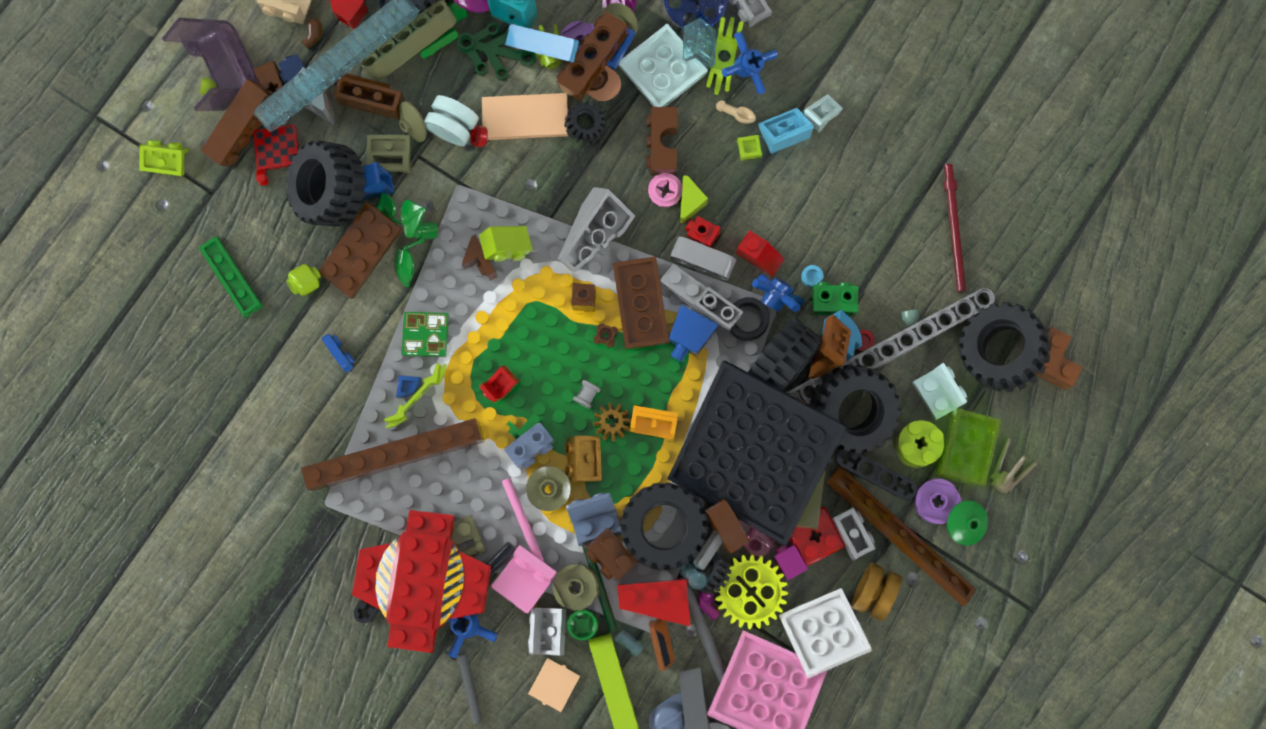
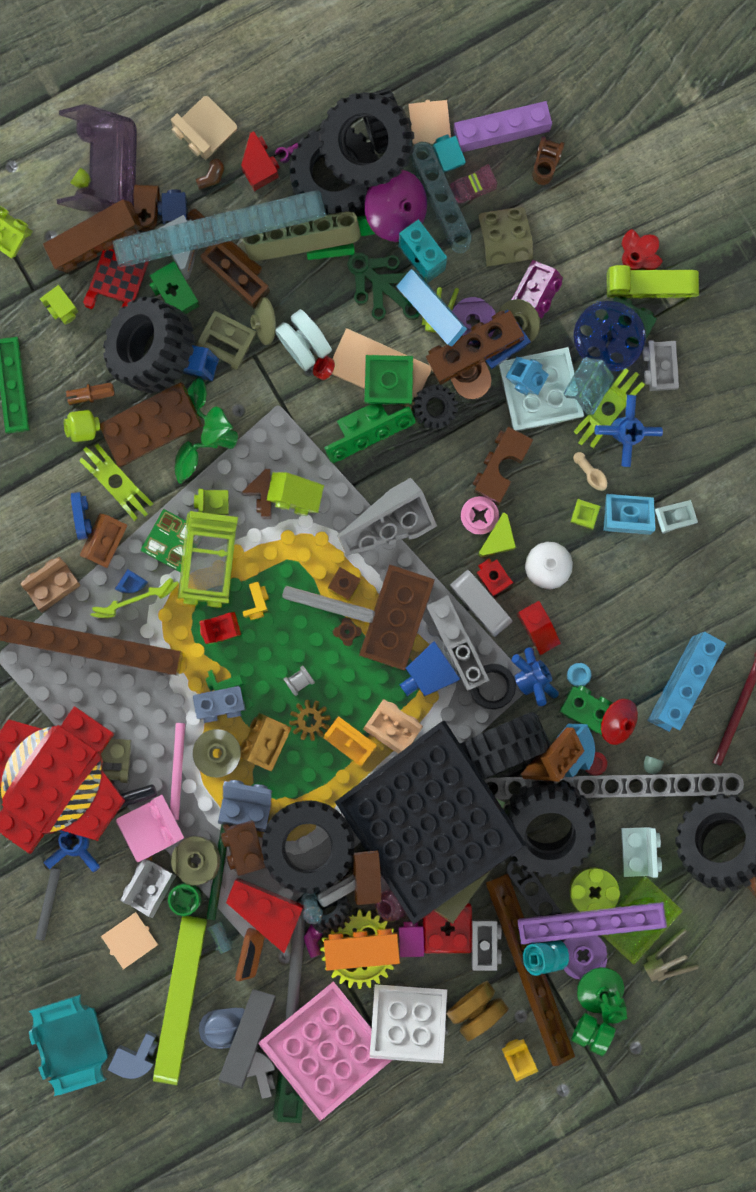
camera: 20 degrees right, 5 degrees up
(238, 193) = (60, 305): none -> lime brick
(298, 250) = (91, 393): none -> dark orange axle
(319, 127) = (171, 277): none -> green brick
(340, 420) = (50, 584): none -> medium nougat bracket
(366, 315) = (125, 491): none -> lime piece
(367, 362) = (103, 540): none -> dark orange panel
(441, 287) = (212, 501): none -> lime bracket
(460, 333) = (207, 559): none -> lime door
(519, 343) = (260, 596): none -> yellow bracket
(536, 118) = (388, 379): none -> green plate
(539, 166) = (366, 428): none -> green bracket
(579, 320) = (328, 604): none -> light grey axle
(646, 58) = (527, 376): none -> dark azure brick
(683, 392) = (393, 726): none -> light nougat bracket
(741, 201) = (548, 565): none -> white cylinder
(753, 589) = (361, 950): none -> orange brick
(865, 295) = (619, 721): none -> red dish
(904, 231) = (686, 681): none -> dark azure panel
(909, 517) = (545, 957): none -> teal wheel
(932, 615) = (519, 1059): none -> yellow bracket
(933, 468) = (592, 923): none -> medium lavender tile
(985, 562) = (593, 1034): none -> green wheel
(987, 533) = (613, 1009): none -> green plate

